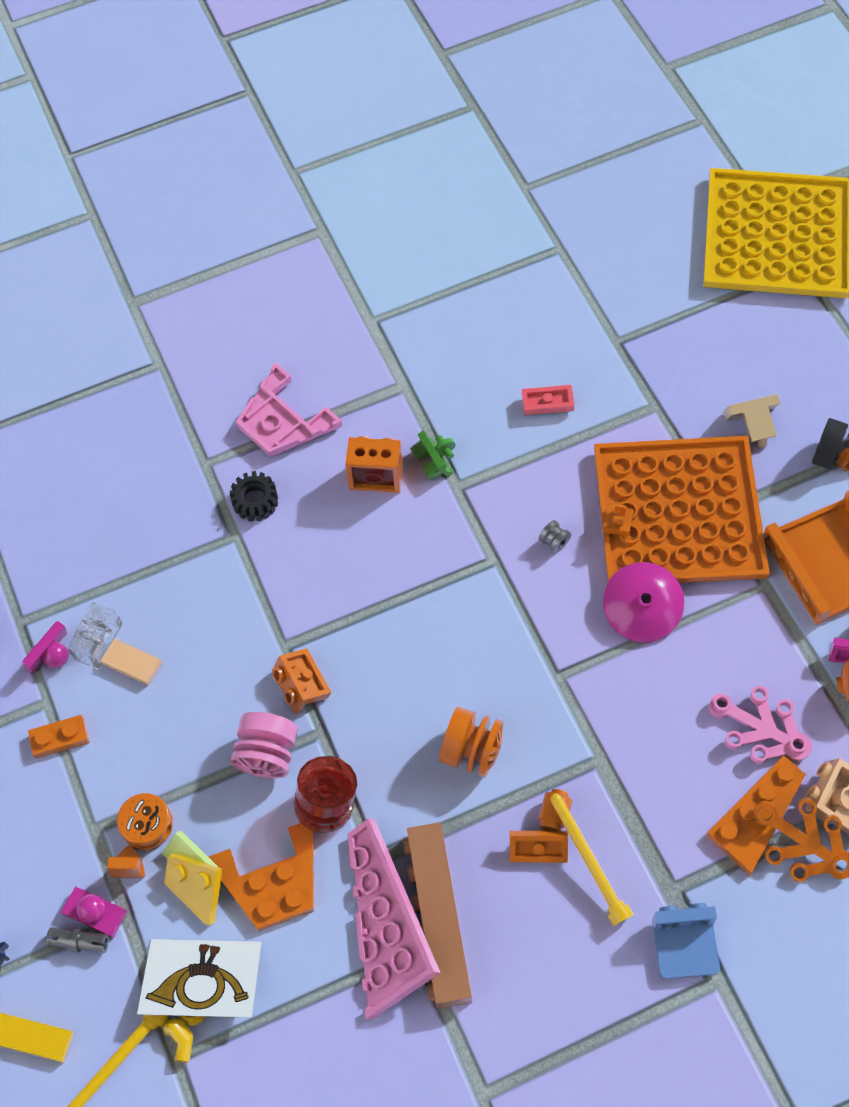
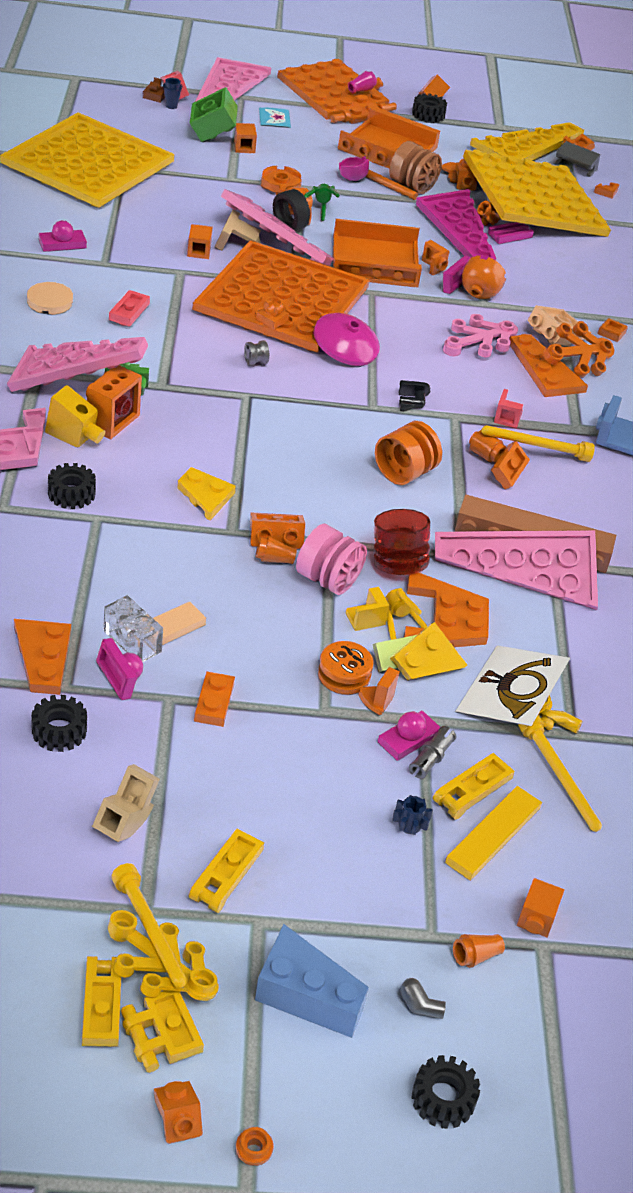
camera: 75 degrees left, 20 degrees down
(44, 588) = (44, 653): none -> orange wing
(55, 993) = (473, 785): none -> yellow plate
(232, 808) = (371, 614): none -> yellow panel
(254, 830) = (401, 606): none -> yellow plant
(265, 692) = (275, 551): none -> orange cone
(319, 599) = (205, 491): none -> yellow wing
(332, 449) = (72, 418): none -> yellow torso
(398, 403) = (72, 359): none -> bright pink wing
(518, 333) = (50, 297): none -> light nougat tile
(593, 714) = (417, 390): none -> black piece
(620, 290) = (62, 238): none -> dark pink tile
(639, 808) = (508, 412): none -> coral panel
(709, 395) = (200, 241): none -> orange brick
(793, 437) = (272, 224): none -> bright pink wing

